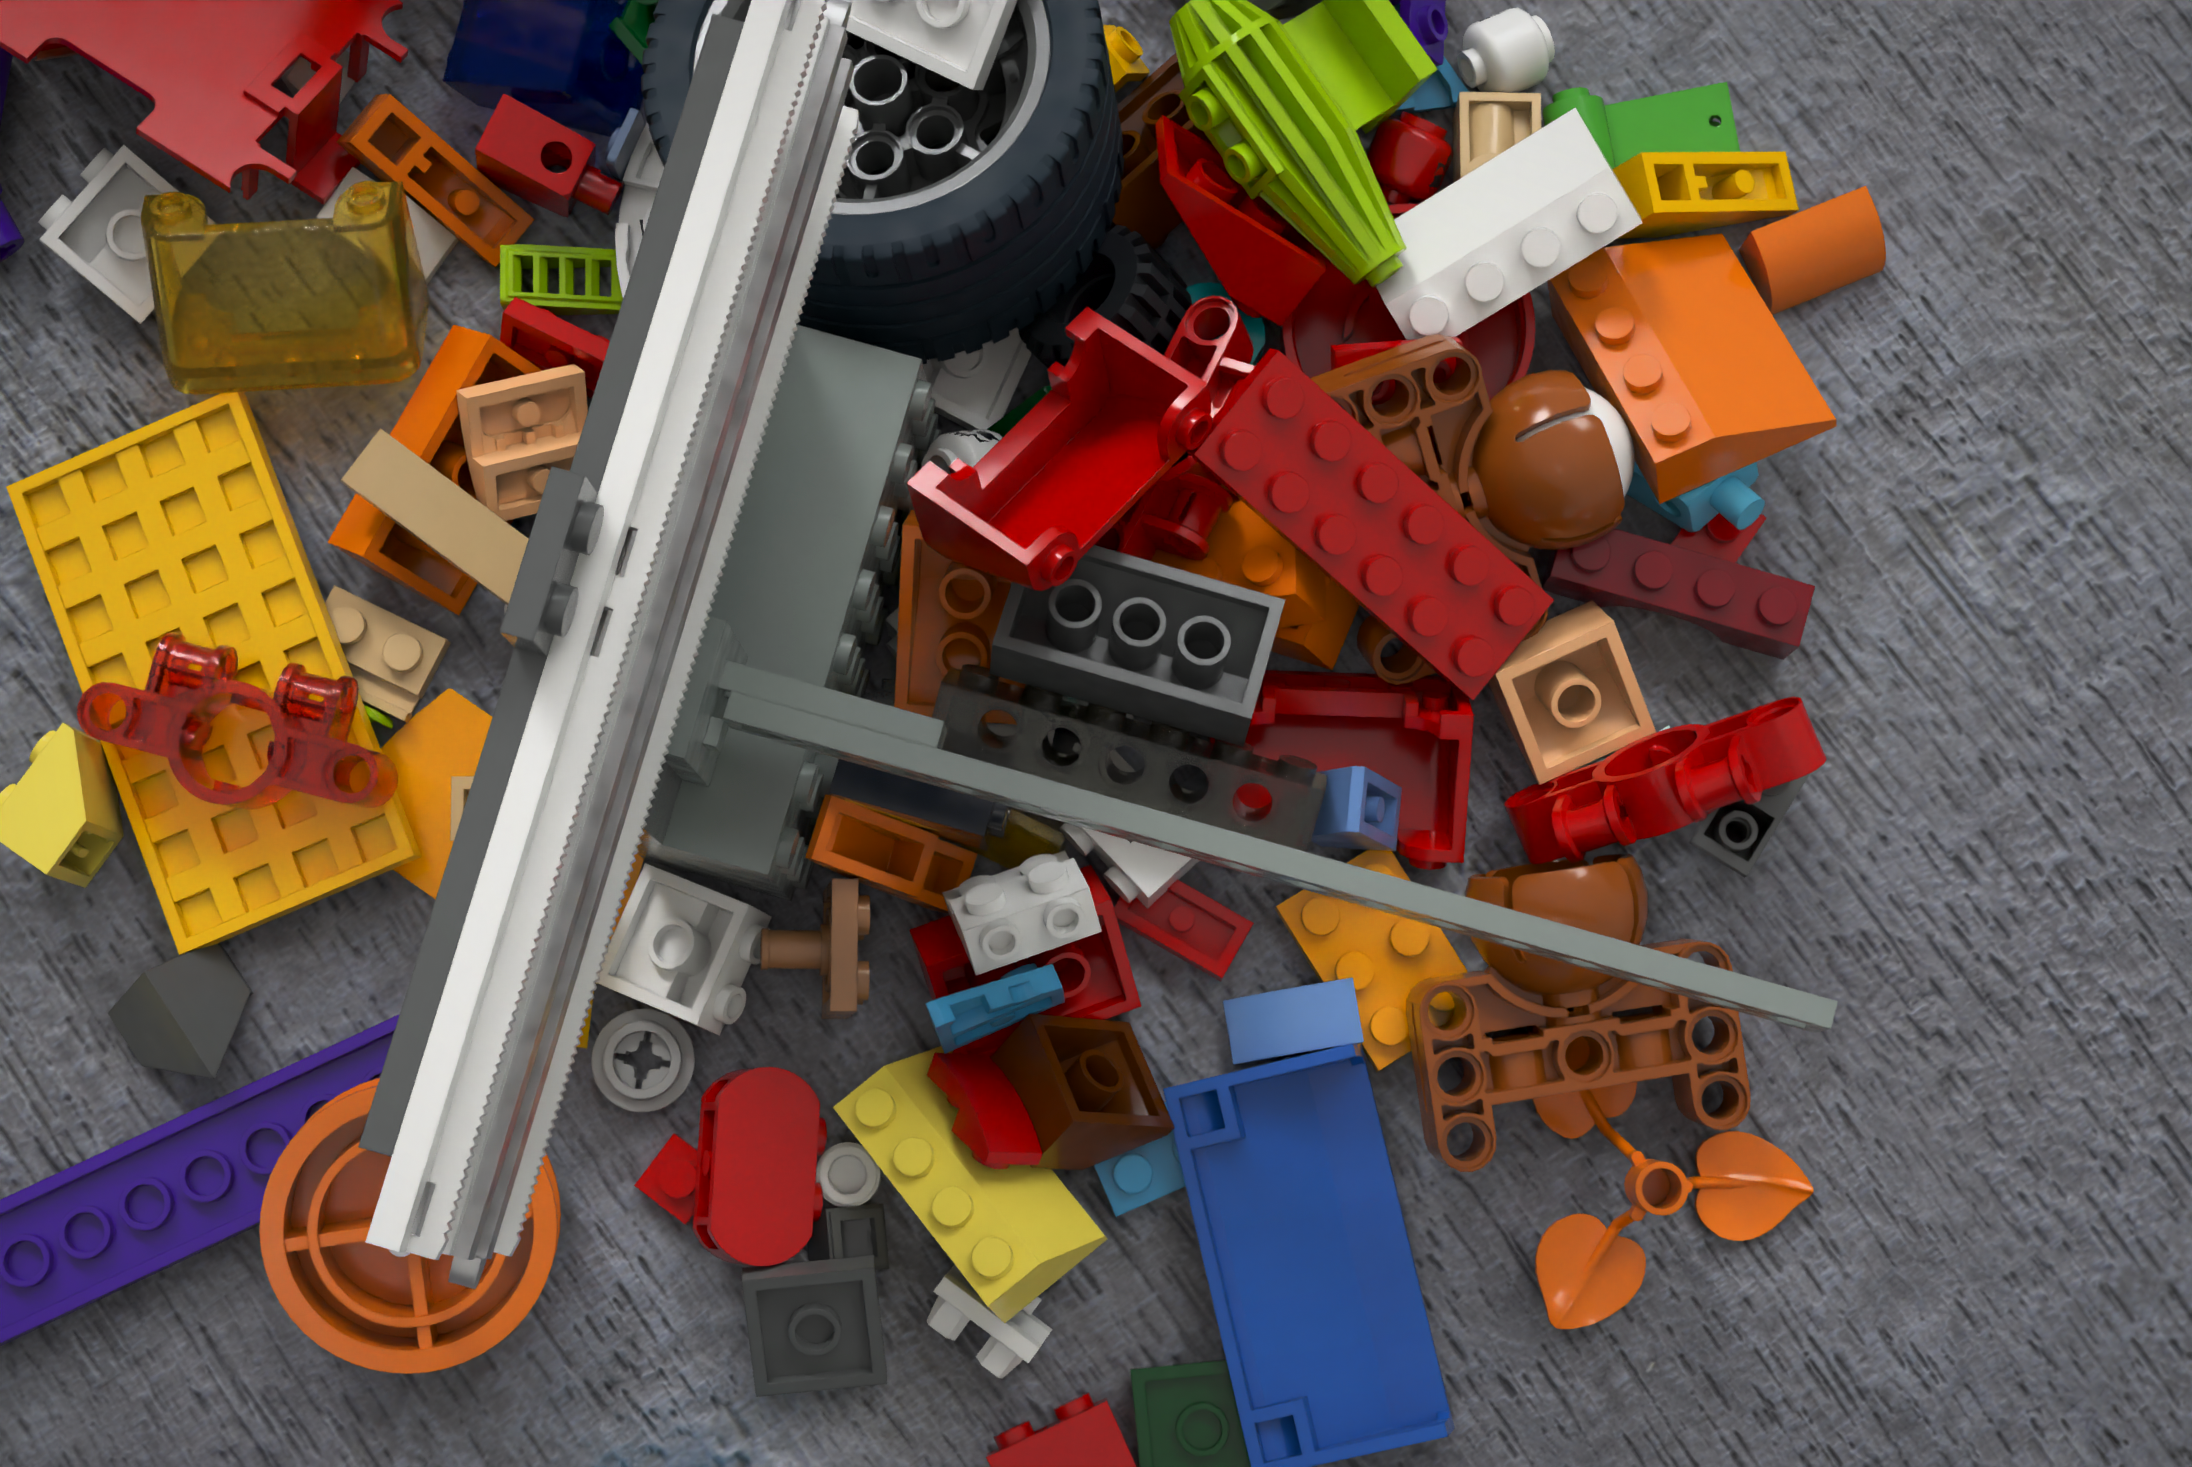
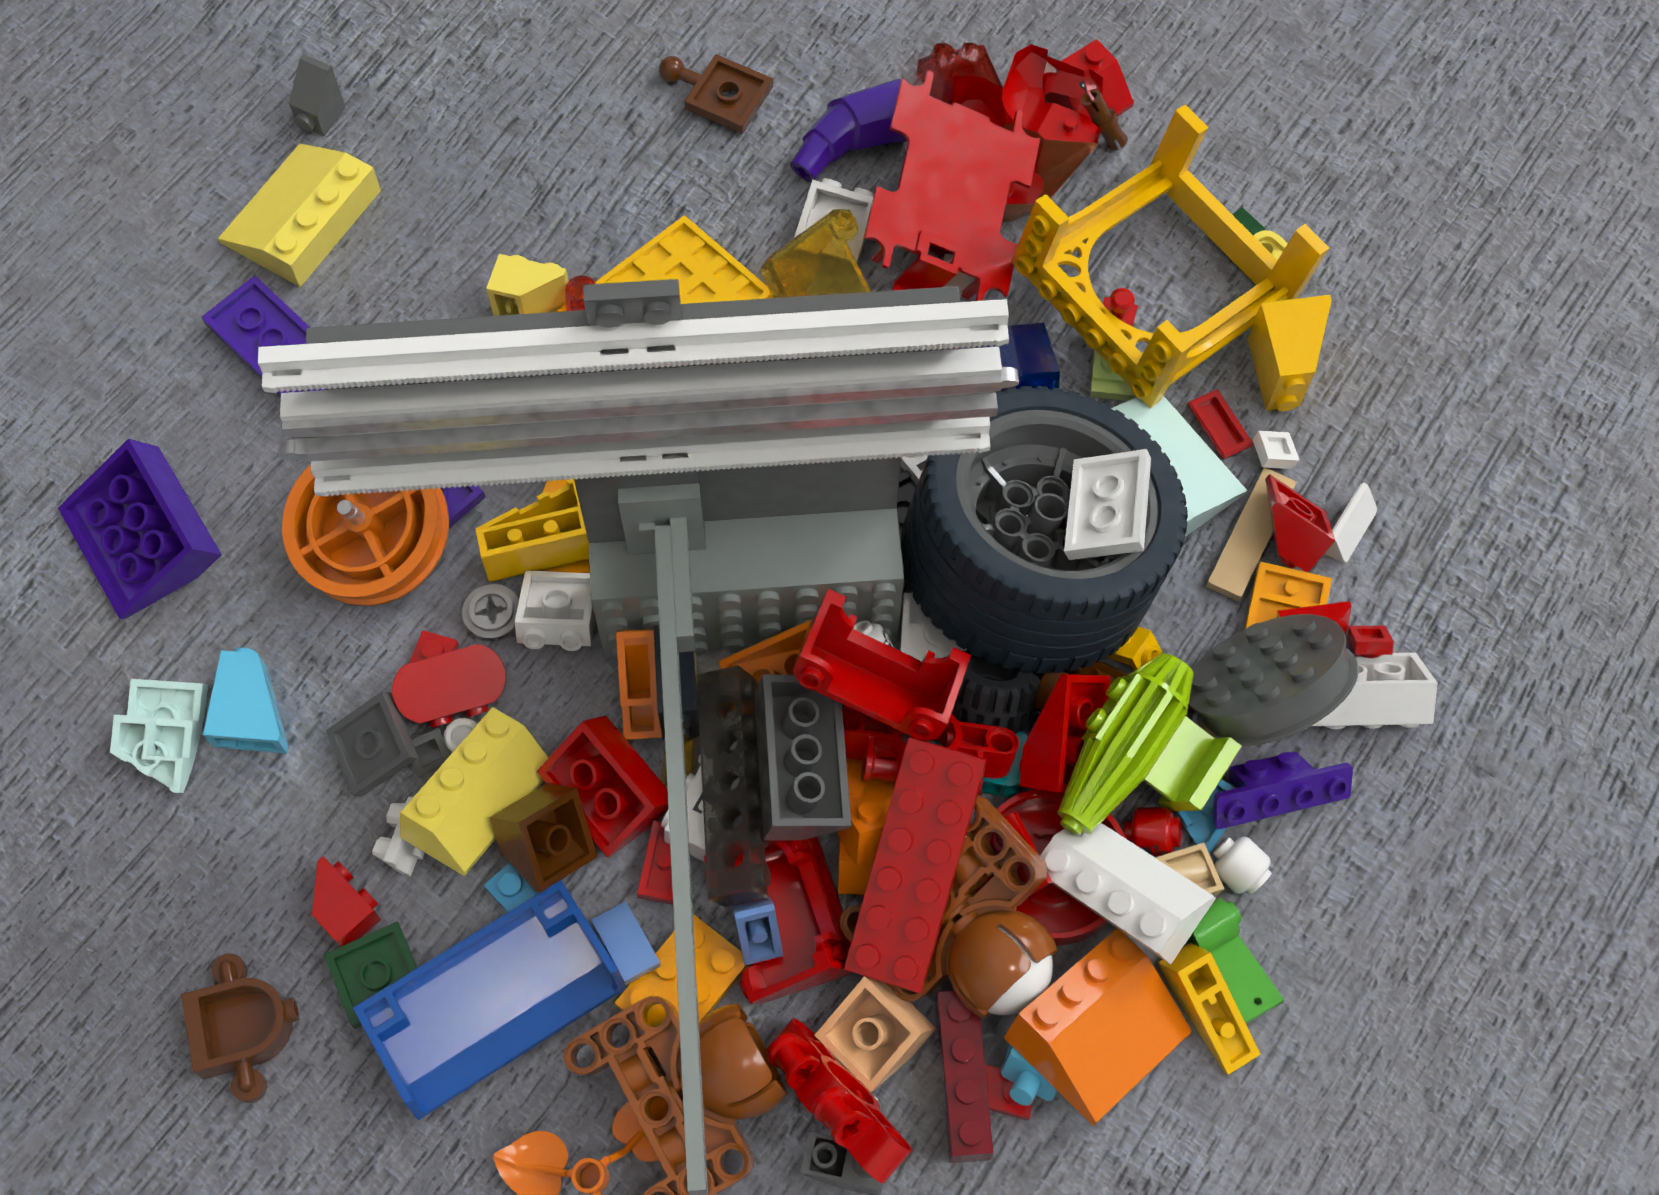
camera: 70 degrees right, 15 degrees down
(829, 949) = (579, 677): medium nougat plate -> none
(990, 1110) = (514, 784): red slope -> none
(995, 1005) = (570, 762): dark azure wing -> none
(1022, 911) = (628, 758): white plate -> none
(1815, 250) = (1205, 1091): orange brick -> none

